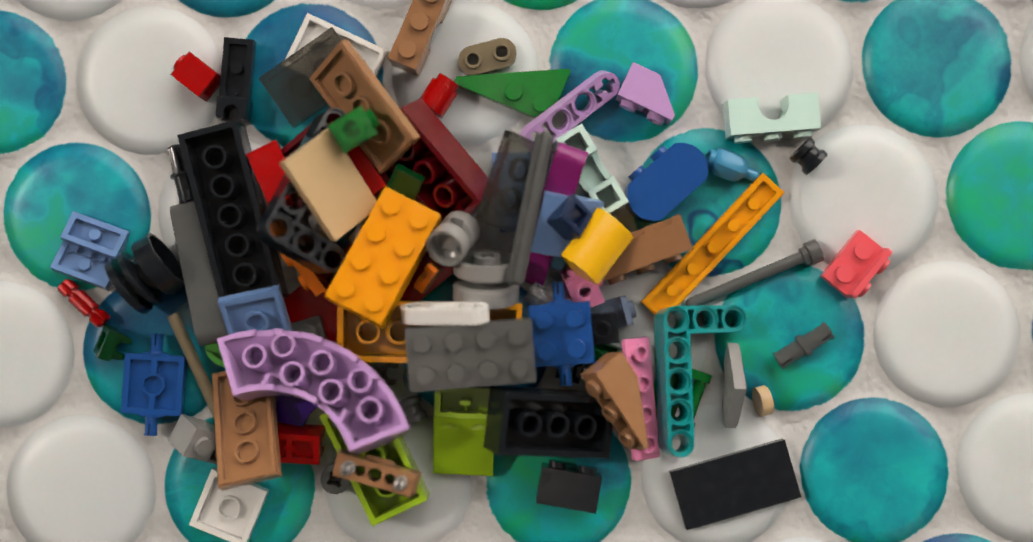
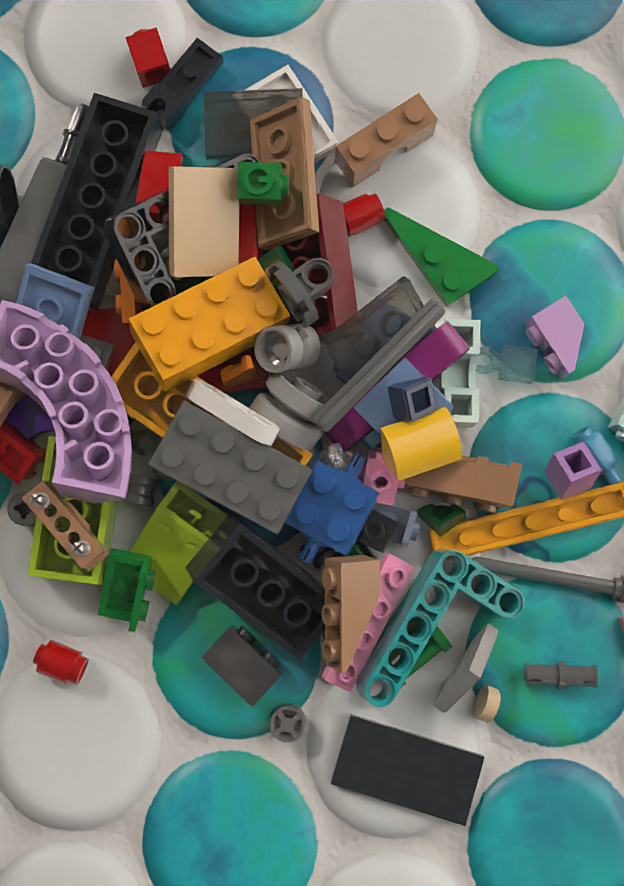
camera: 30 degrees right, 5 degrees down
(434, 192) = (296, 289): none -> dark grey tile
(447, 488) = (125, 585): none -> green bracket
(487, 56) = (428, 210): dark tan plate -> none
(567, 105) = (476, 298): lavender beam -> none
(625, 135) = (513, 363): none -> clear light blue plate
(629, 512) = (291, 727): none -> flat silver wheel
(645, 286) = (441, 517): none -> dark green tile
(665, 182) = (525, 429): blue brick -> none
(719, 191) = (572, 470): none -> medium lavender brick

